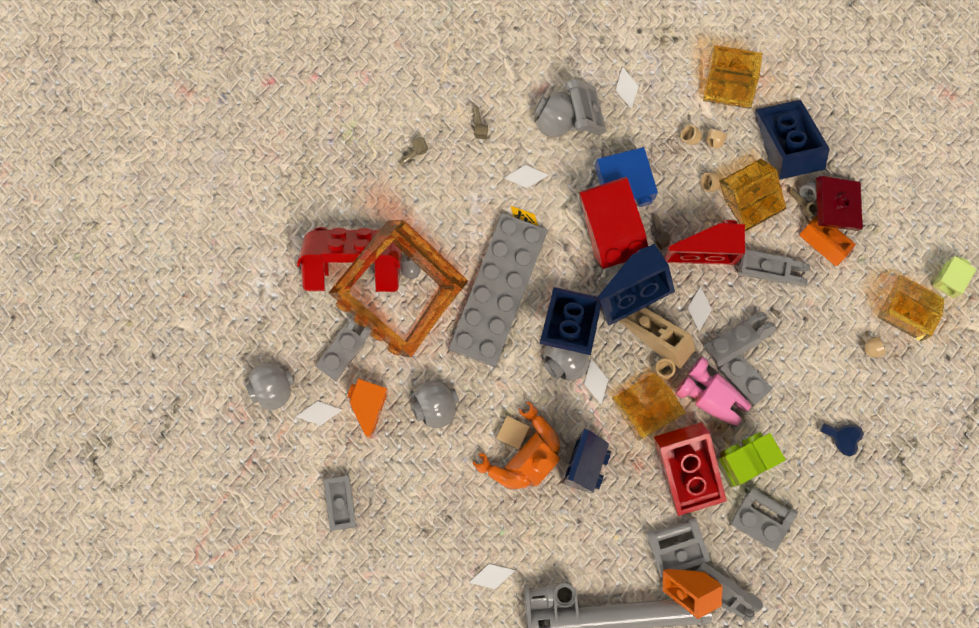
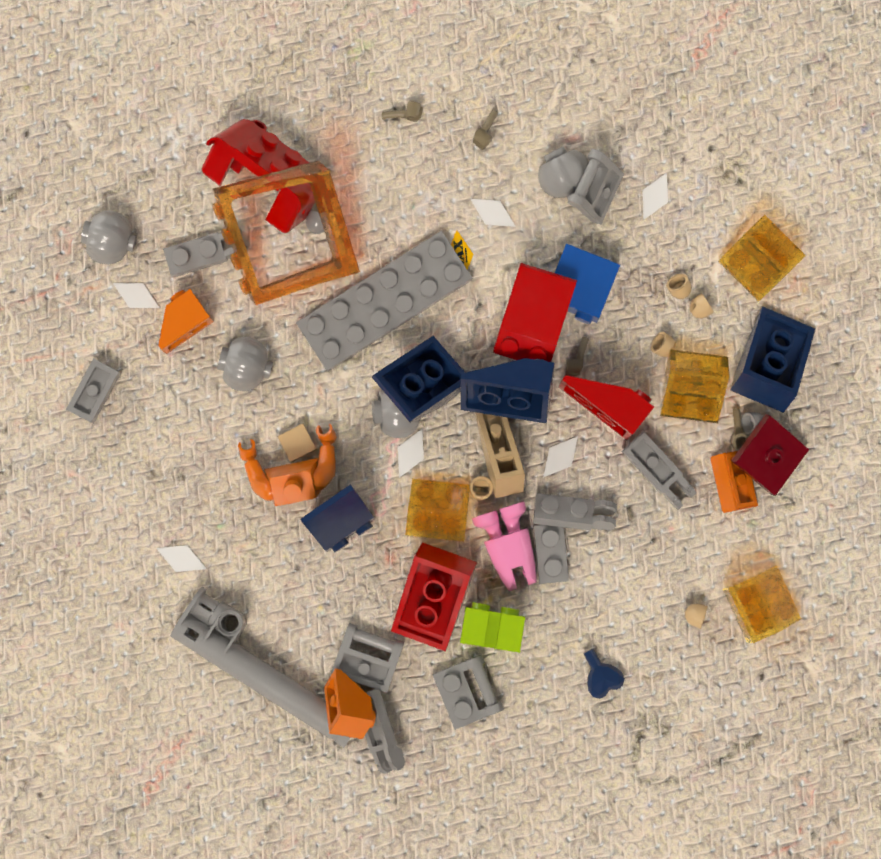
camera: 45 degrees right, 5 degrees up
(954, 276) = (827, 605): yellowish green brick -> none

